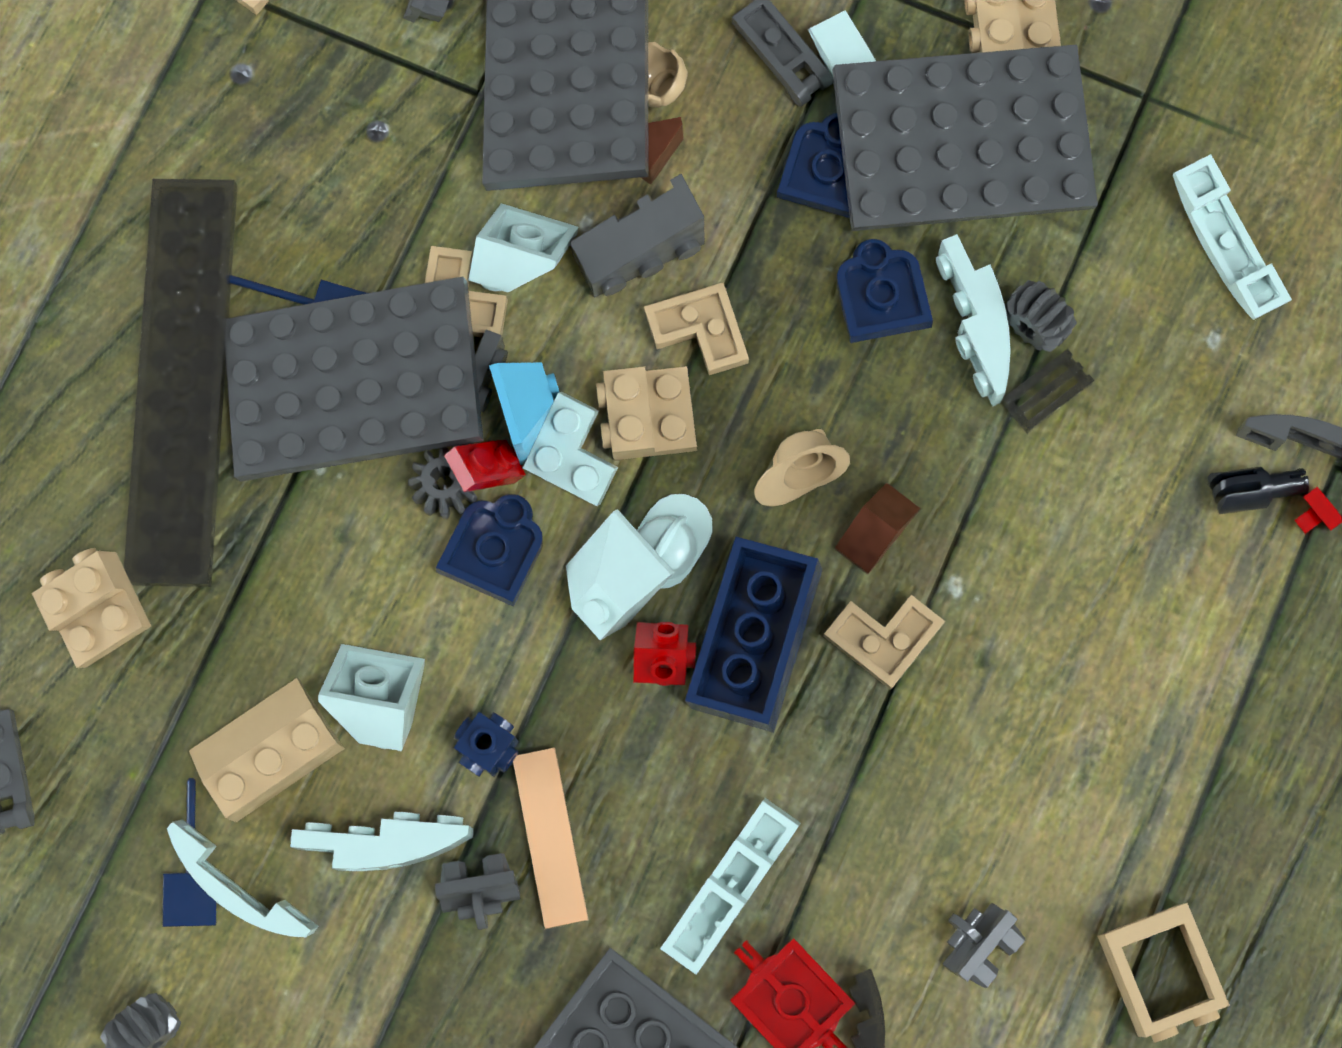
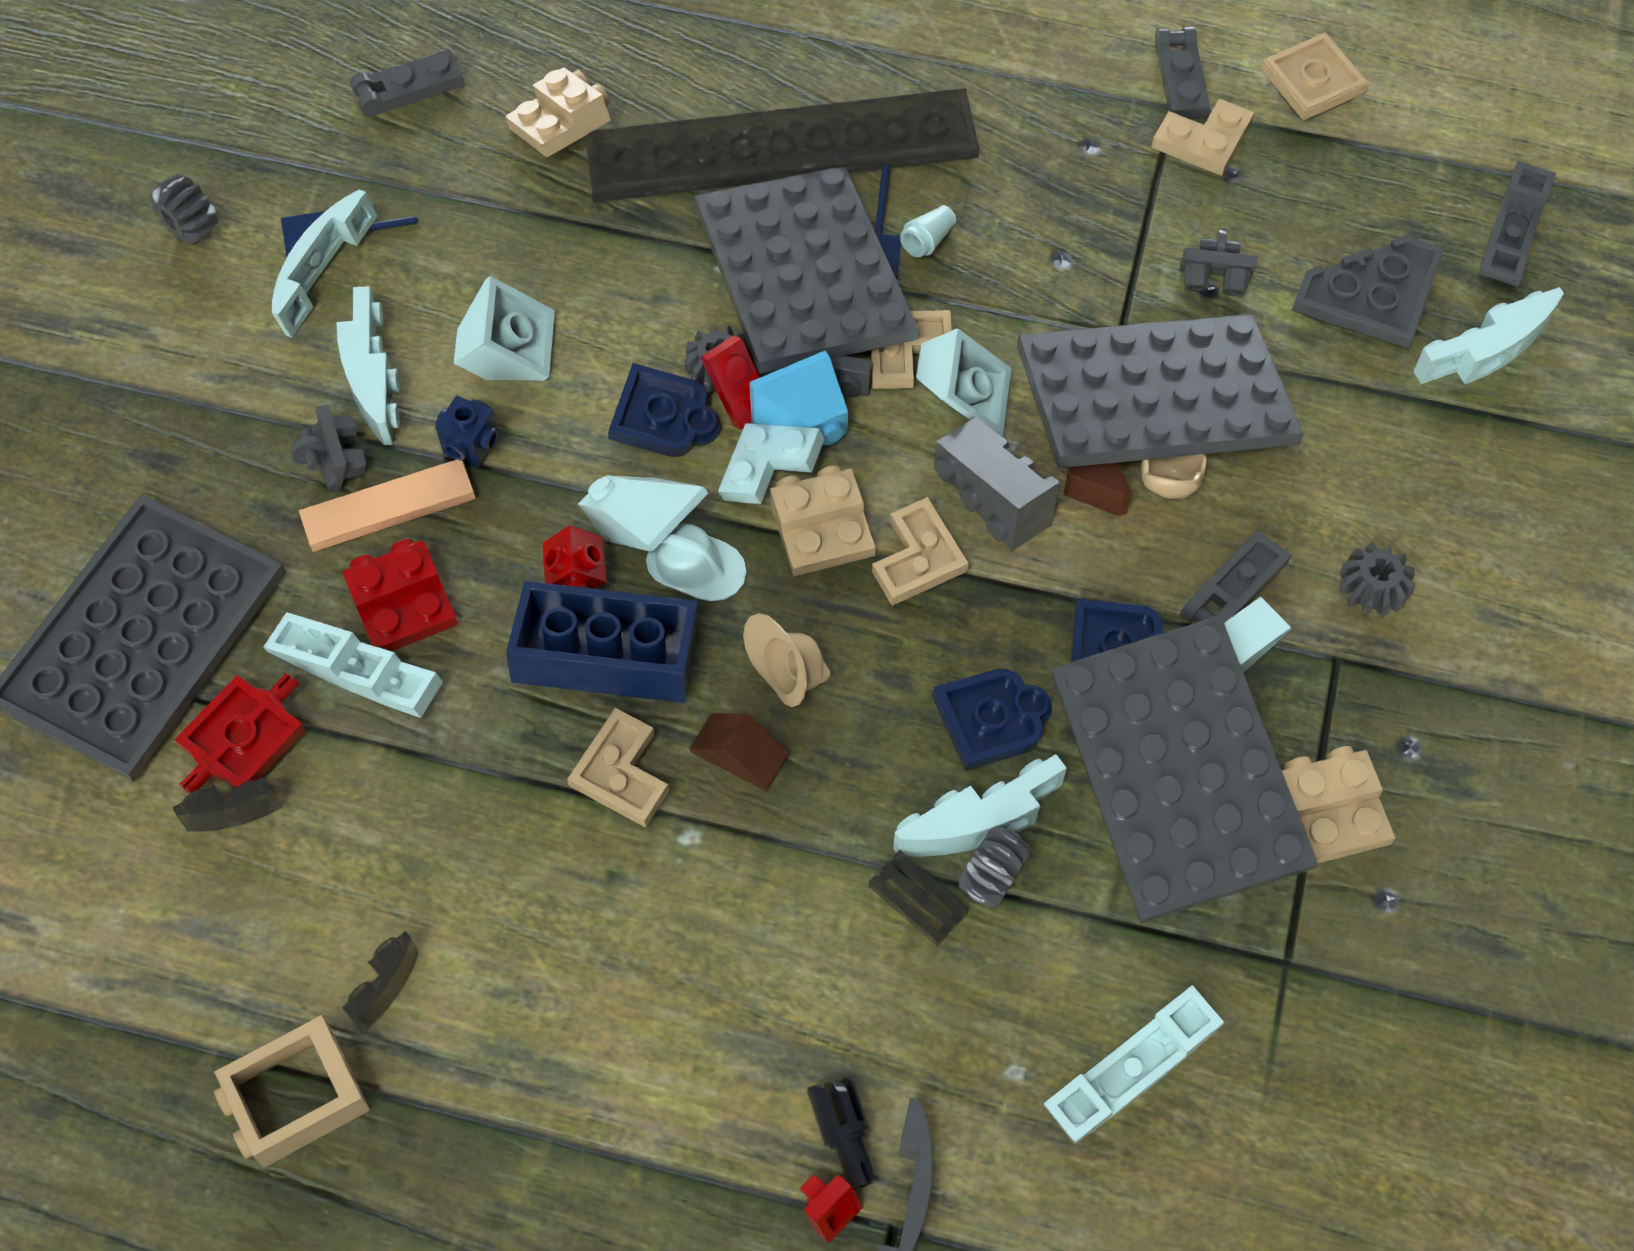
camera: 75 degrees right, 15 degrees down
(264, 751) = (437, 261): tan slope -> none
(325, 251) = (926, 232): none -> light aqua cone
(662, 833) = (399, 595): none -> red plate
(977, 939) = (291, 895): dark grey hips -> none
(1057, 870) = (392, 967): none -> clear smoke slope

